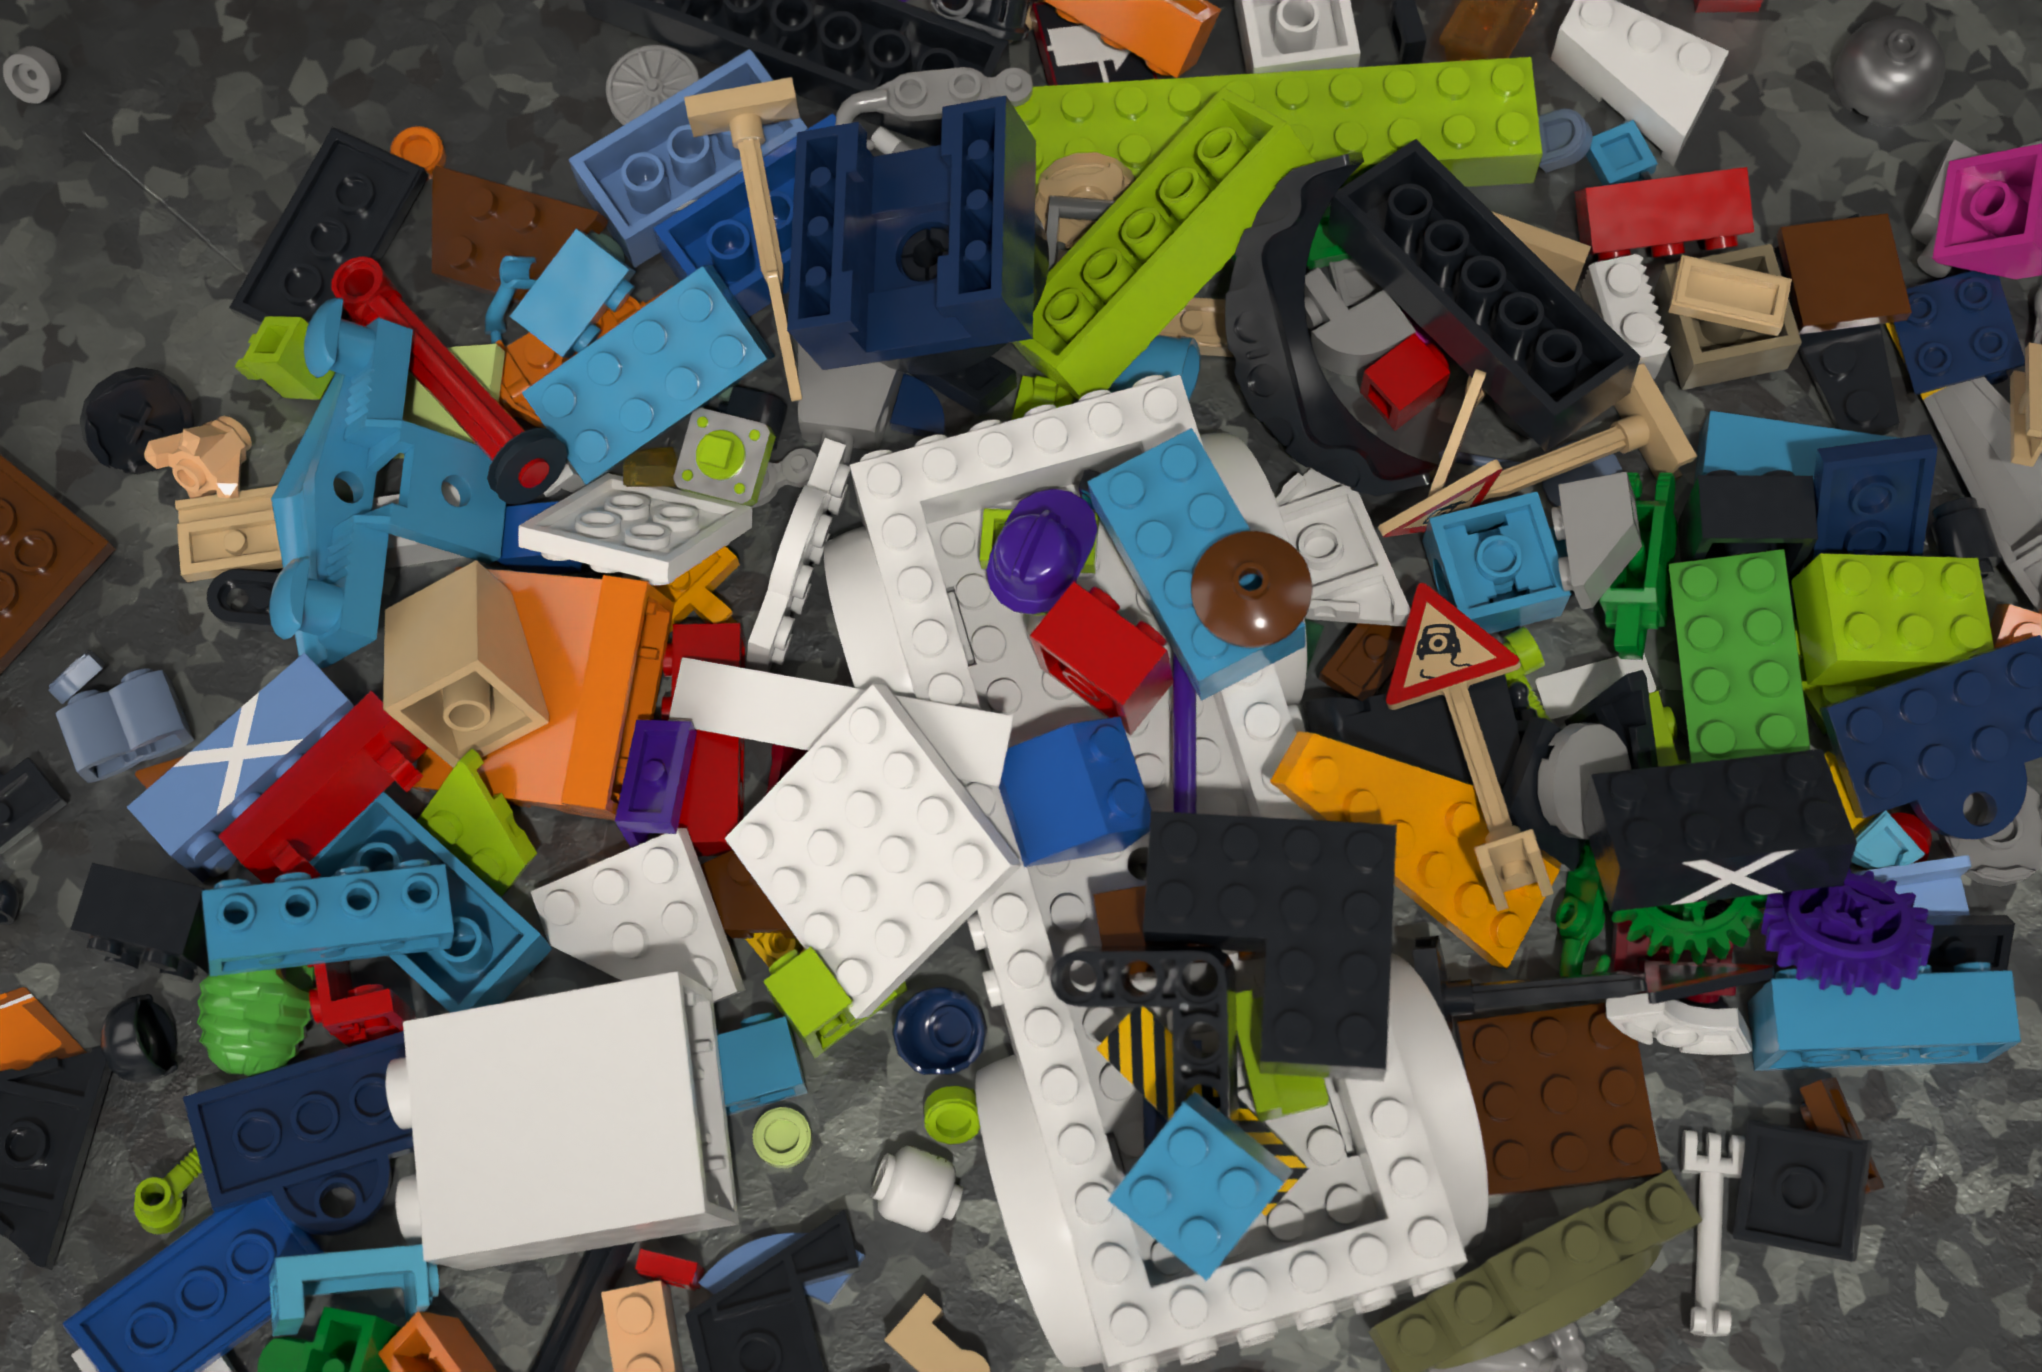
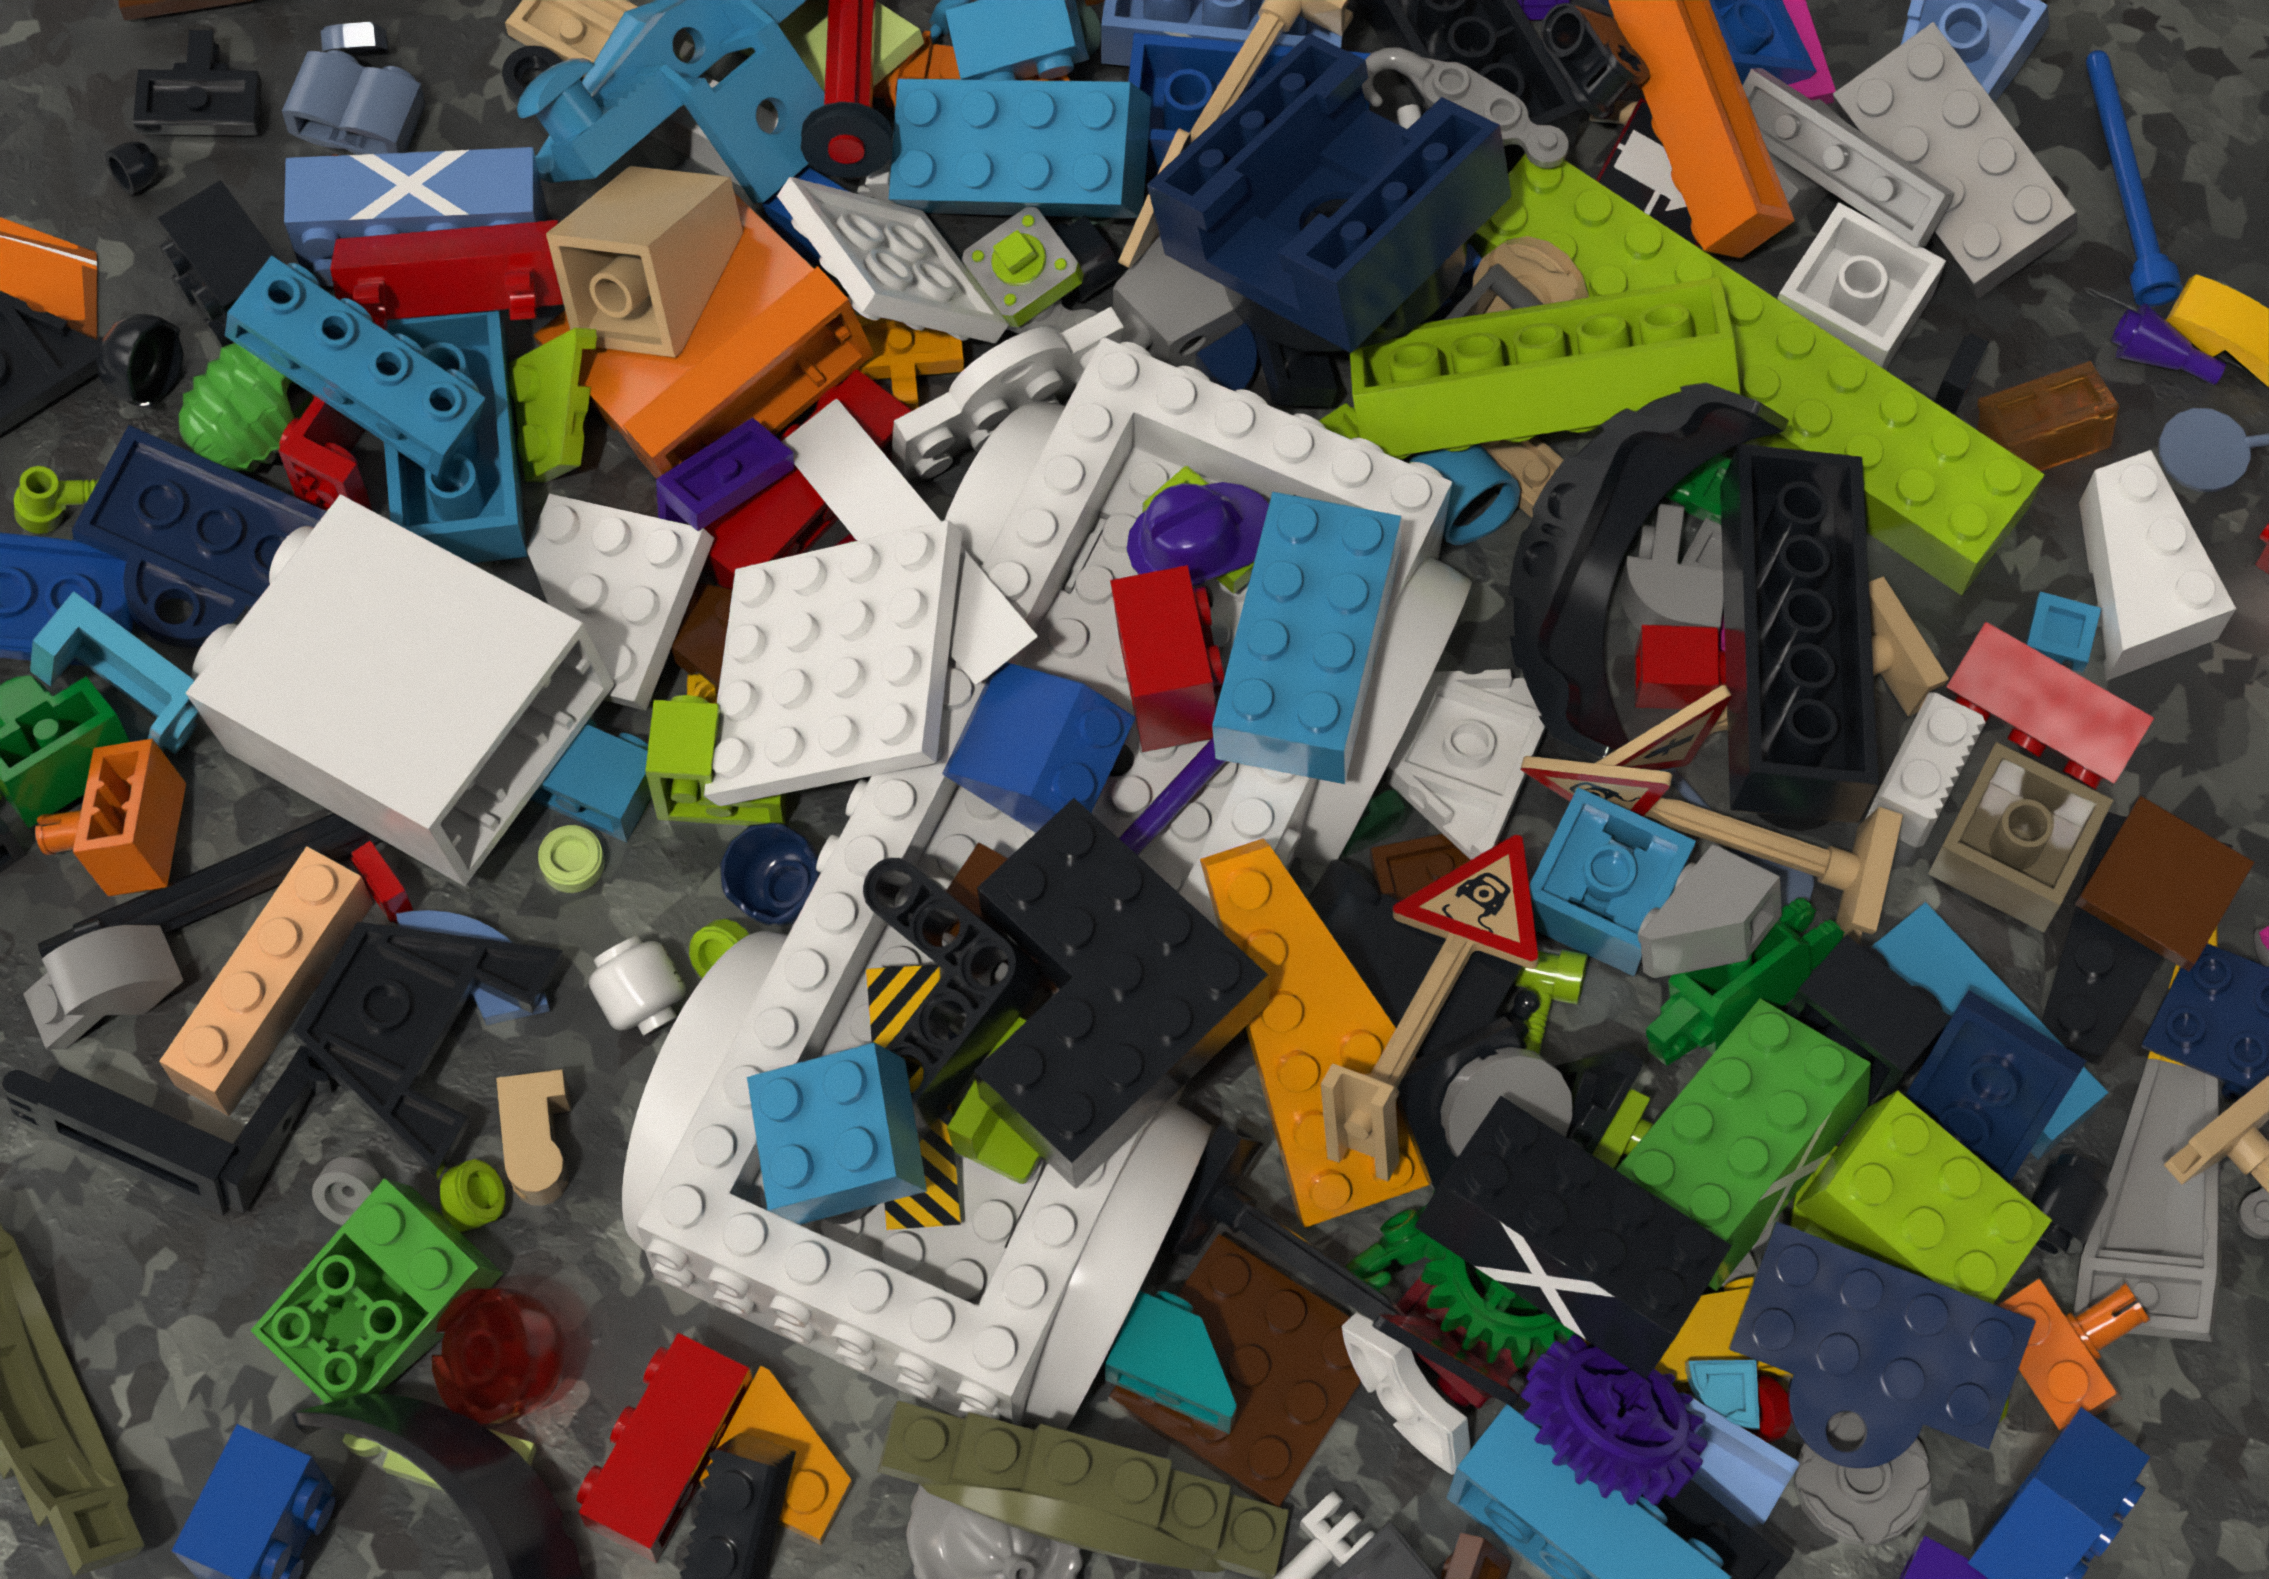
camera: 35 degrees right, 5 degrees down
(650, 468) = (954, 229): clear yellow tile -> none
(1254, 616) = (1323, 709): reddish brown dish -> none
(1526, 1135) = (1171, 1360): none -> teal slope
(1564, 138) = (2017, 574): sand blue tile -> none
(1574, 688) = (1578, 1040): white sticker -> none
(1730, 295) = (2029, 811): tan tile -> none

